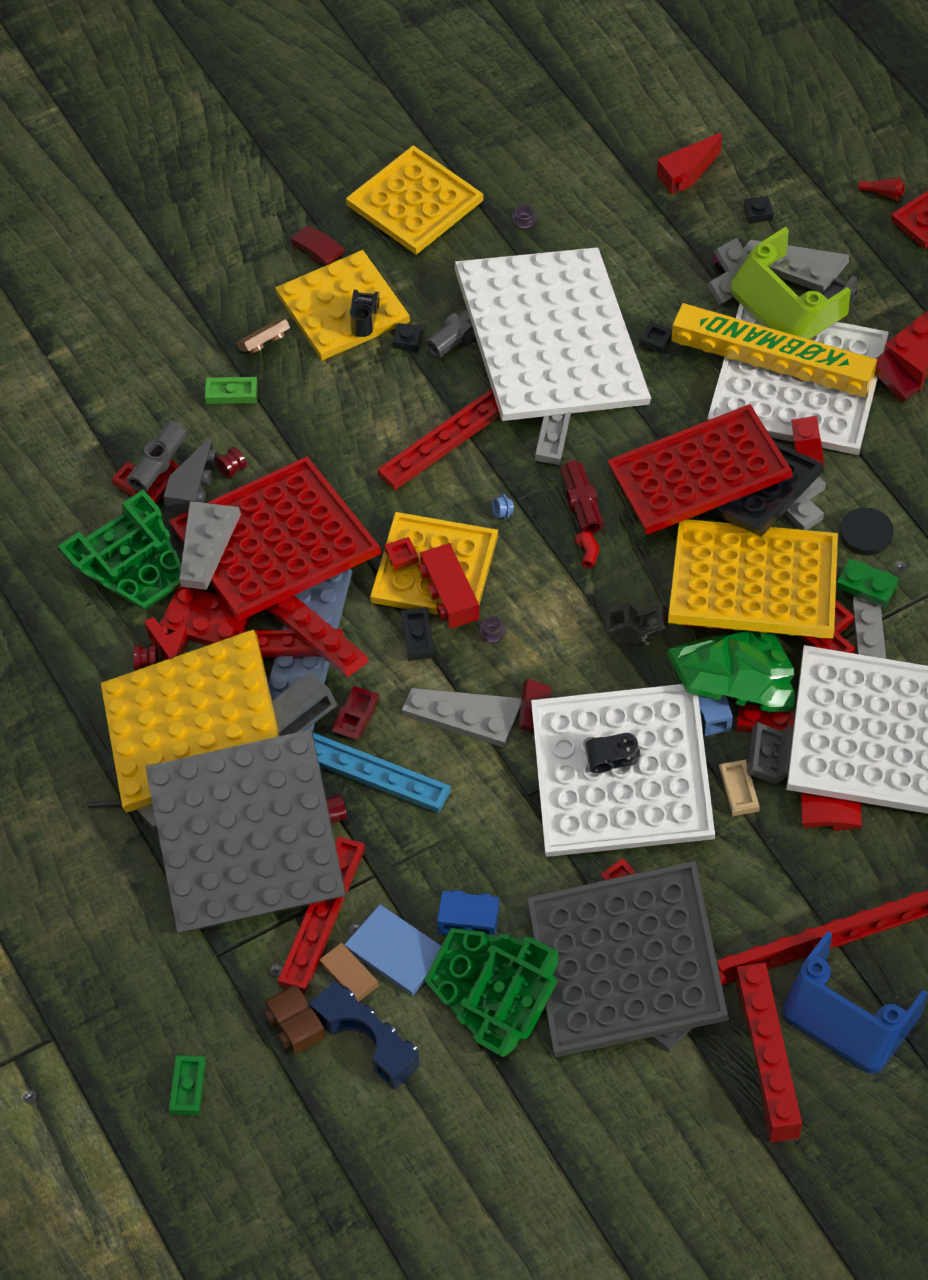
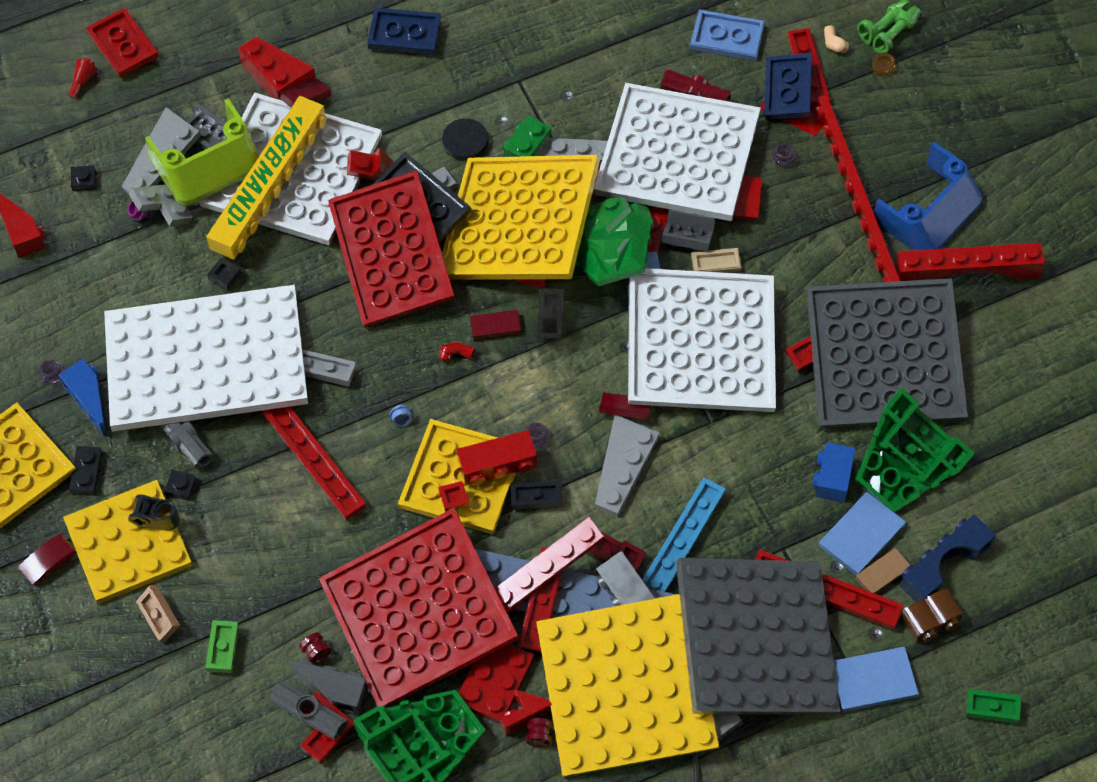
camera: 85 degrees left, 5 degrees up
(205, 541) = (413, 665): light grey wing -> none
(218, 966) = (874, 679): none -> medium blue tile
(417, 262) = (87, 465): none -> black plate
(508, 239) = (83, 386): none -> blue slope
(581, 497) = (401, 349): dark red piece -> none
(609, 754) = (696, 337): black piece -> none
(626, 581) = (495, 325): none -> dark red tile
(903, 842) = (783, 149): none -> clear purple plate

